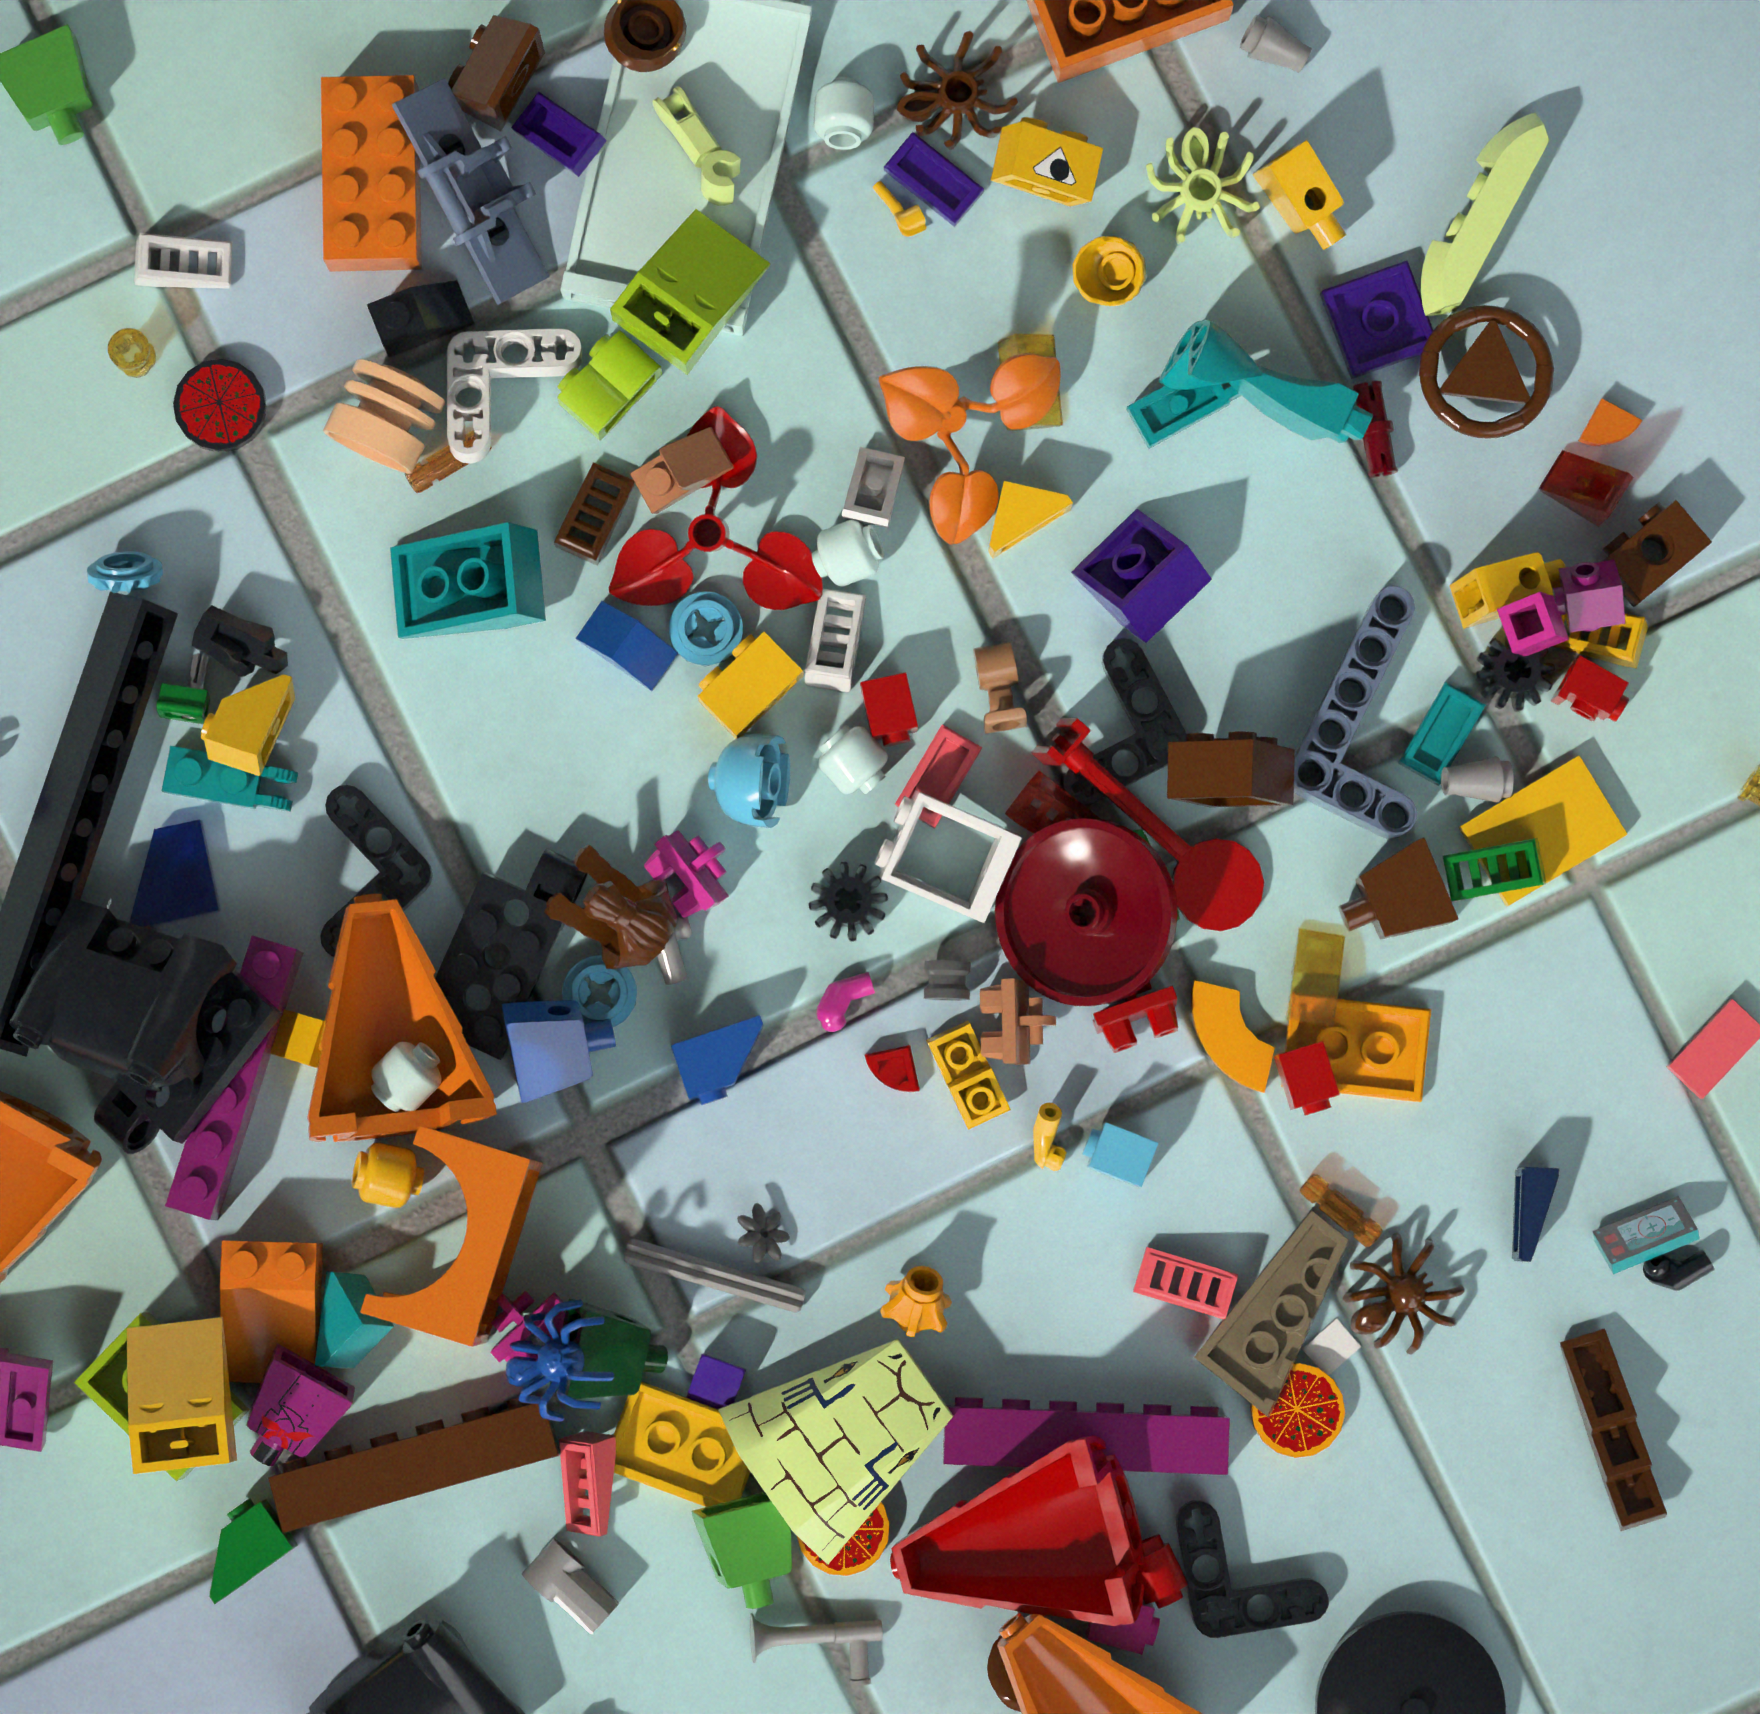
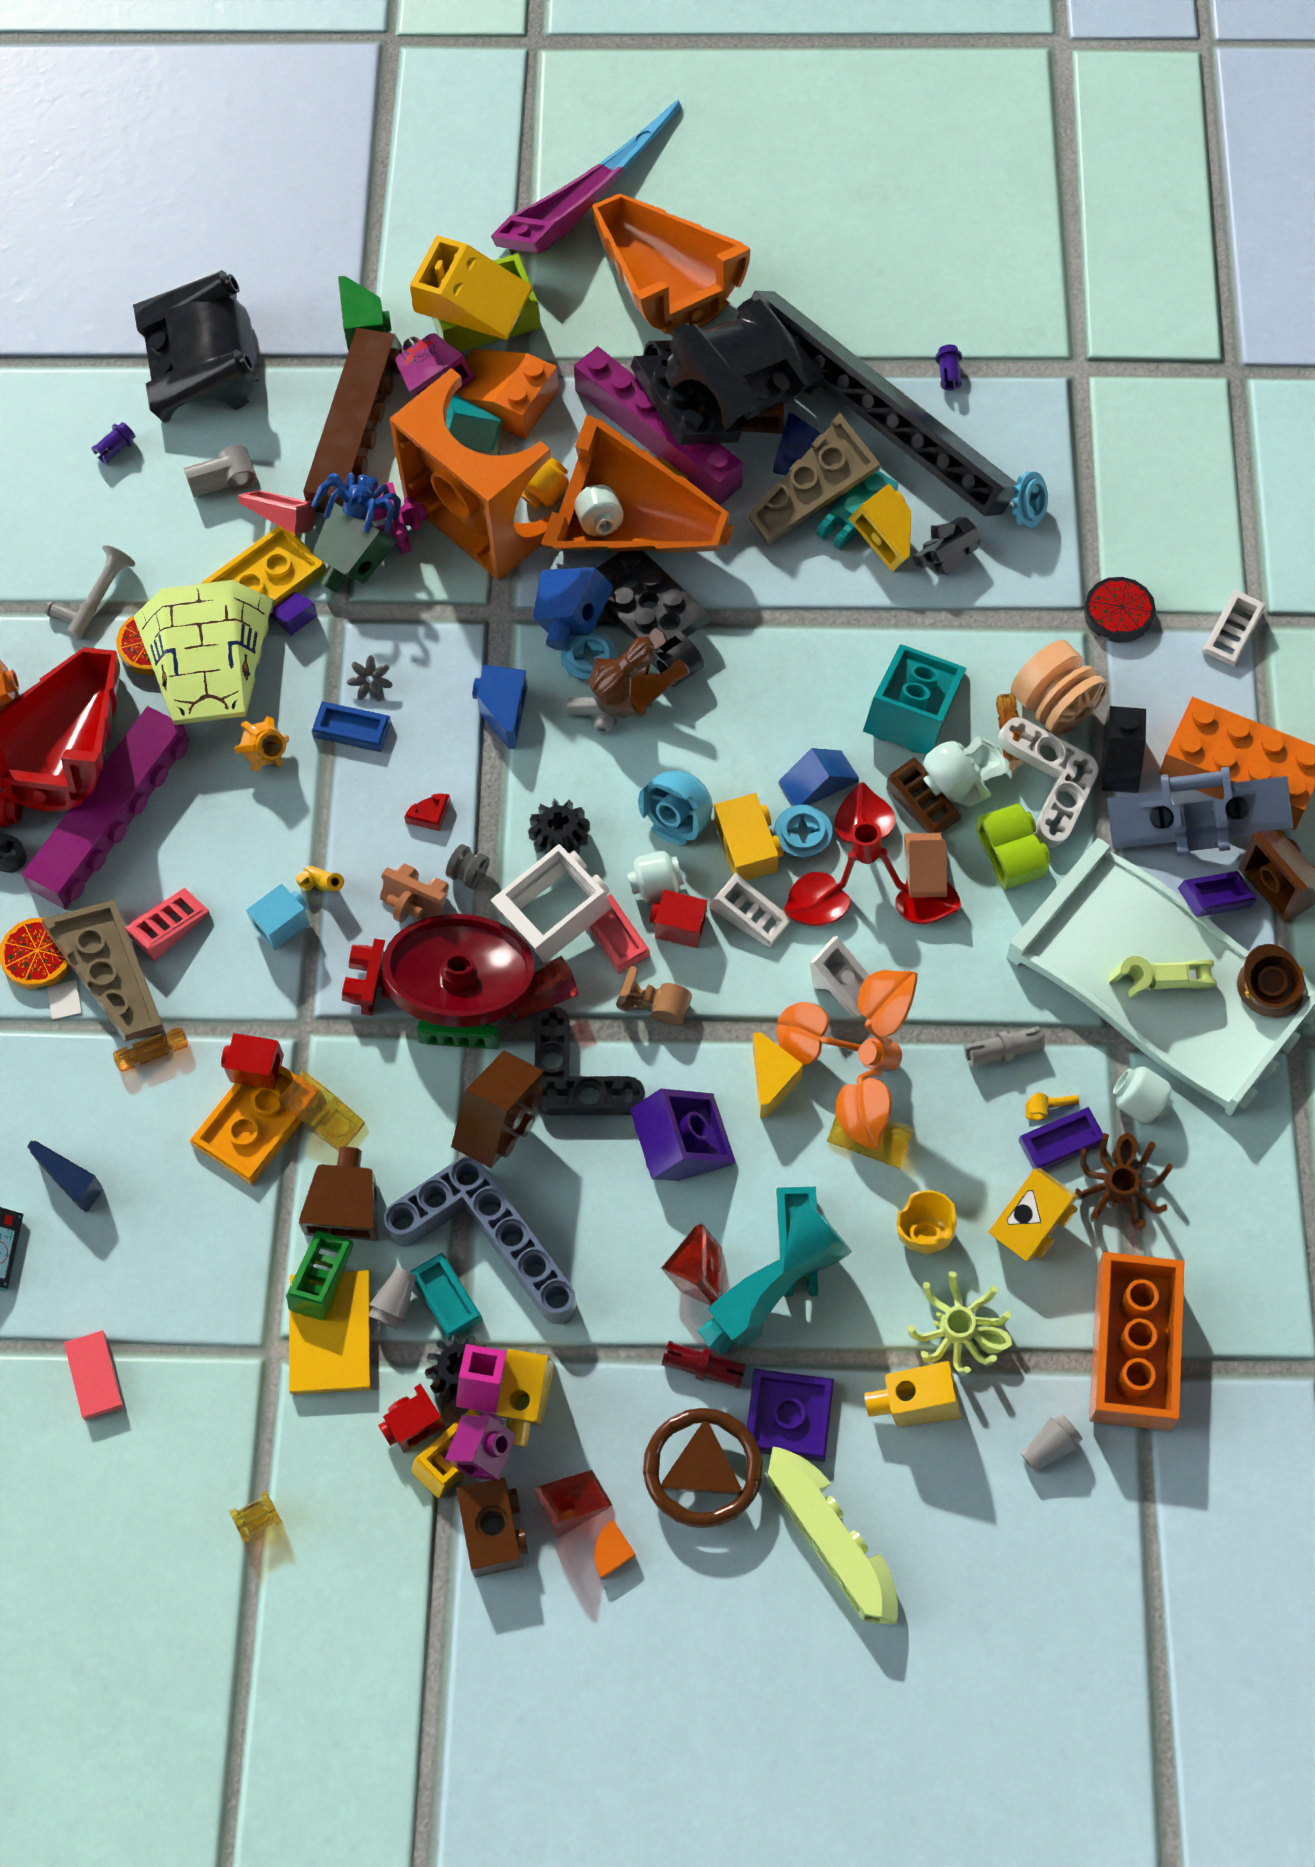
camera: 125 degrees right, 20 degrees down
(120, 344) = (1183, 565): clear yellow bush -> none
(187, 702) = (923, 503): green piece -> none
(217, 839) = (821, 476): none -> dark tan wing
(386, 881) = (738, 570): black beam -> none
(547, 482) = (962, 771): none -> light aqua head
(688, 291) = (1053, 907): lime slope -> none
(696, 868) = (637, 743): dark pink hips -> none
(714, 1275) = (361, 641): light grey axle -> none
(746, 1545) = (176, 565): bright green torso -> none
(831, 1222) = (351, 726): none -> blue tile
(838, 997) = (494, 790): dark pink arm -> none
(848, 552) = (804, 940): light aqua head -> none
(859, 285) = (1004, 1046): none -> light grey pin
(968, 1075) = (385, 849): yellow slope -> none
(1213, 881) = (433, 1077): red piece -> none
(1227, 1038) = (319, 1033): light orange tile -> none
(1283, 481) = (697, 1266): none -> clear red slope
(1403, 1294) = (66, 1059): reddish brown animal -> none

